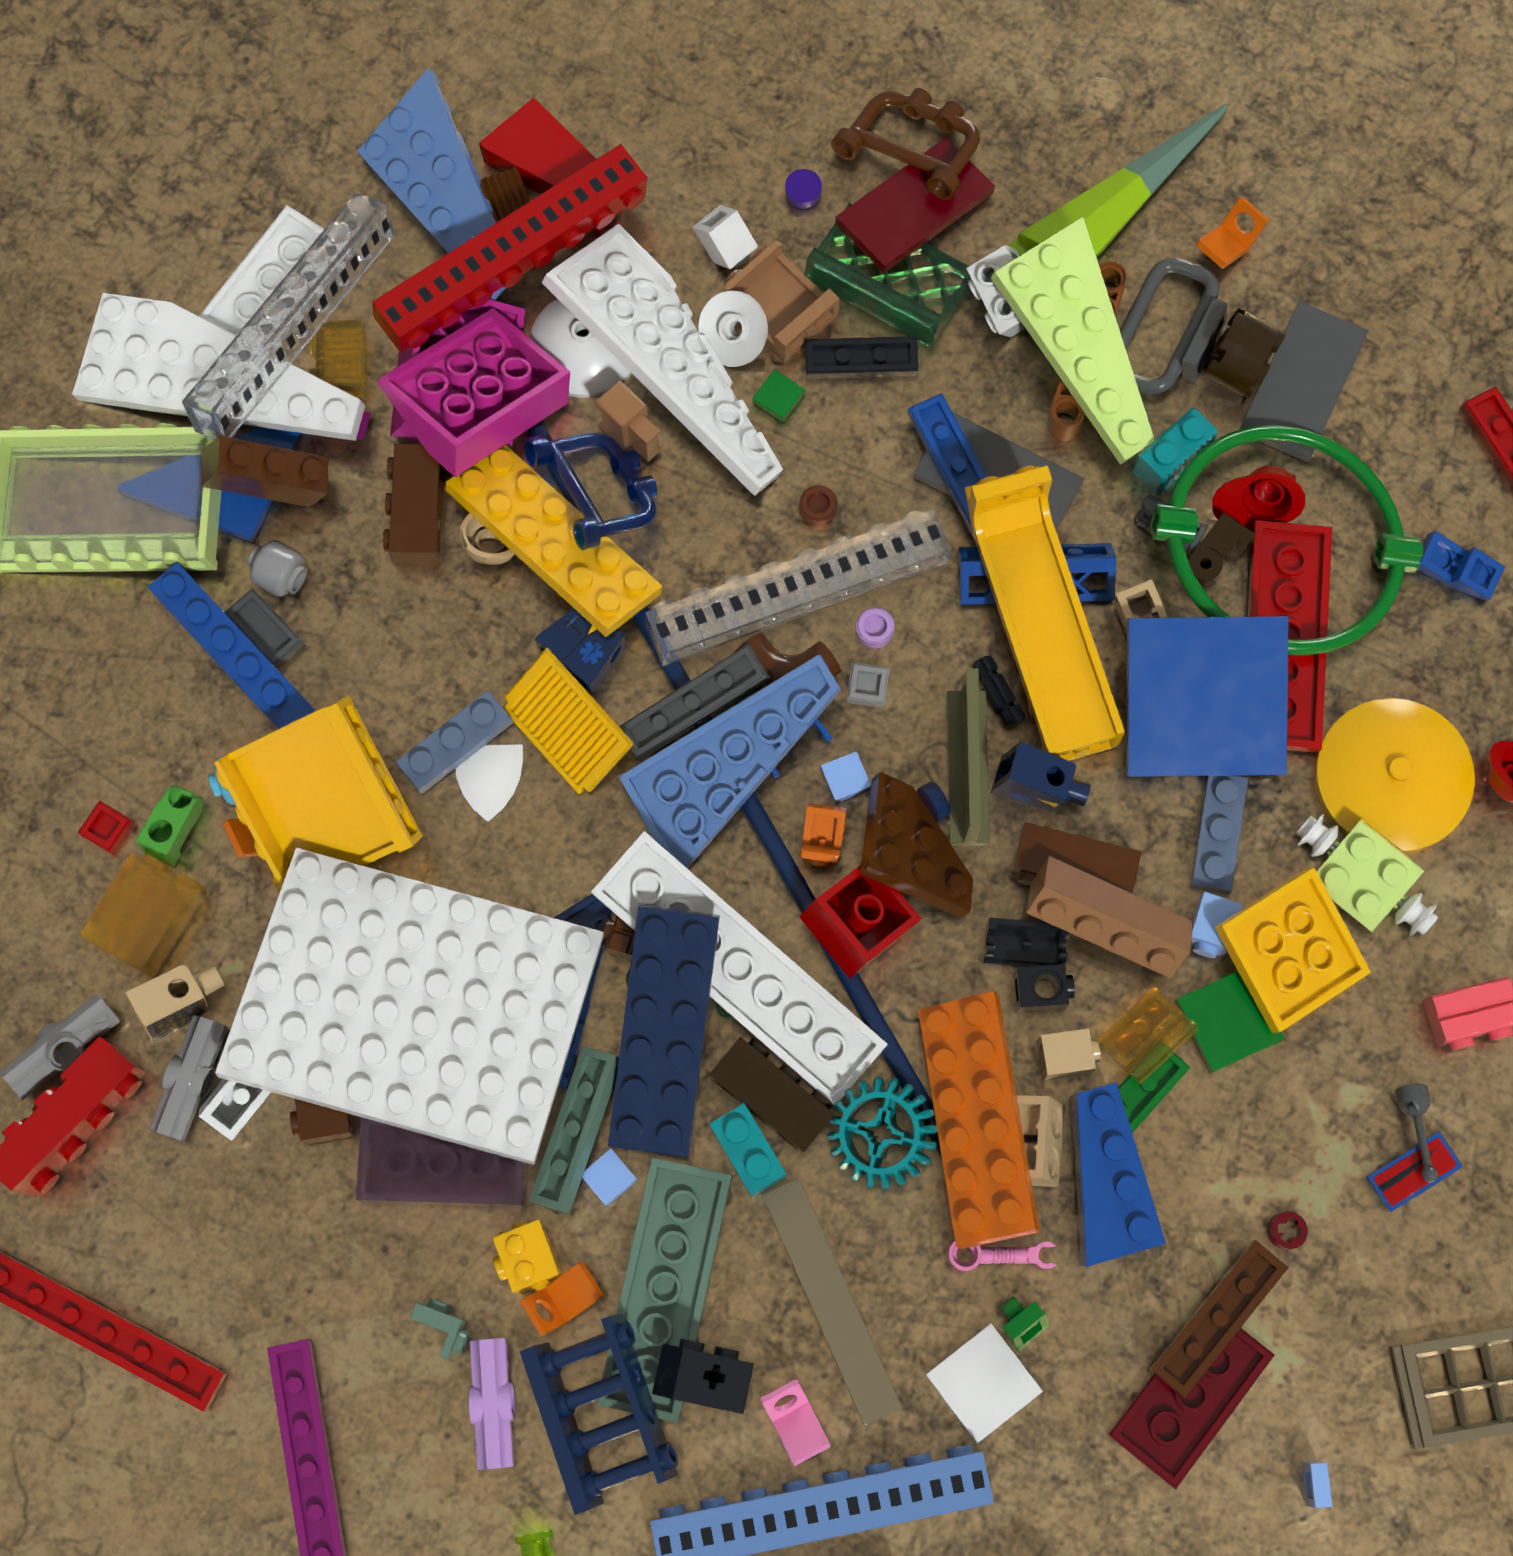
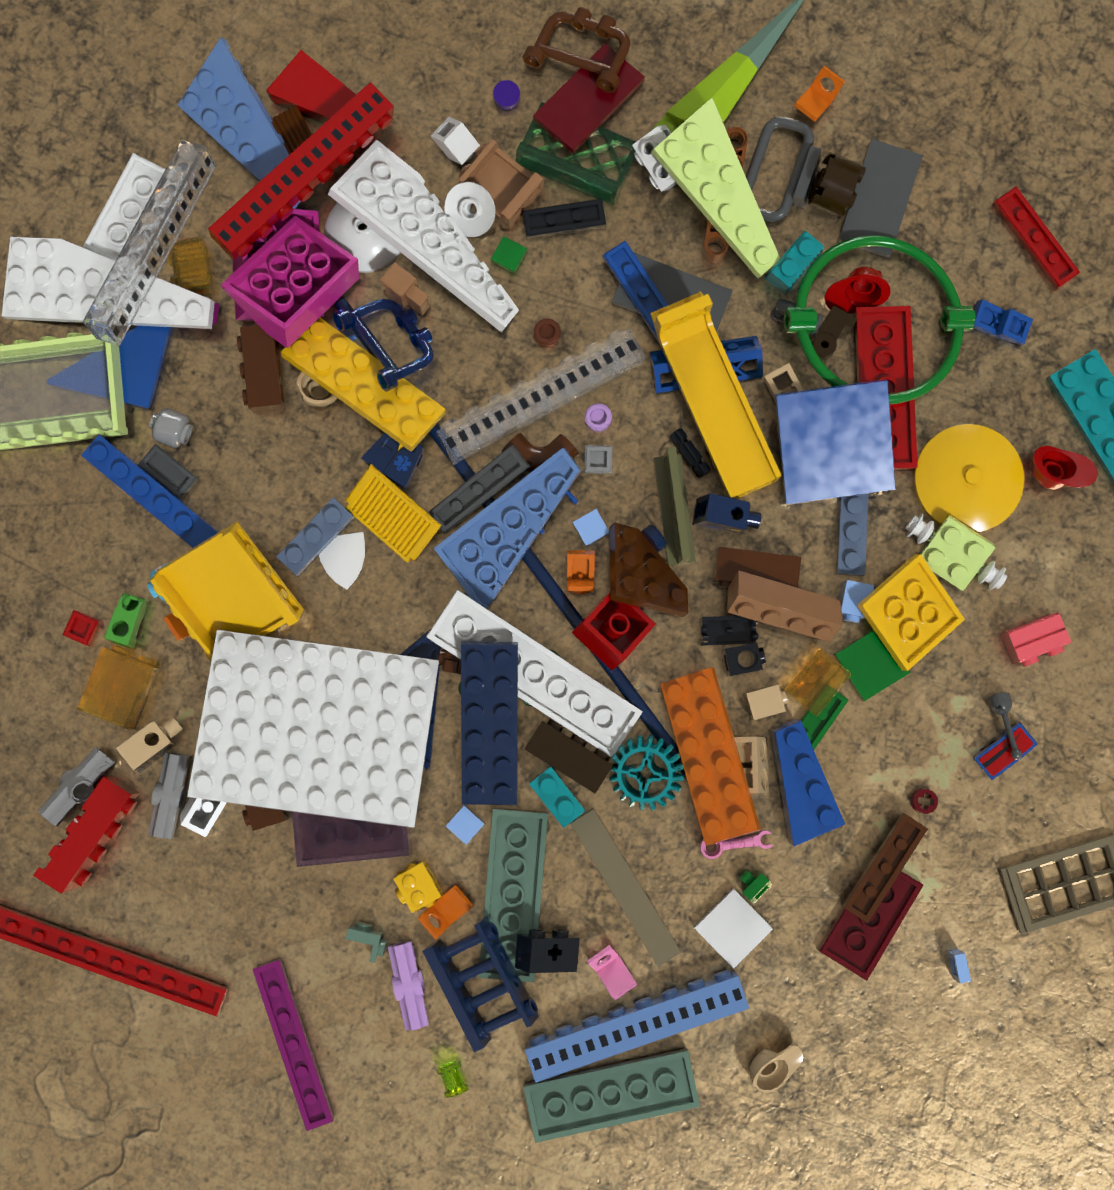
camera: 10 degrees left, 10 degrees up
(264, 471) = (150, 360): reddish brown brick -> none
(575, 1130) = (438, 797): sand green plate -> none

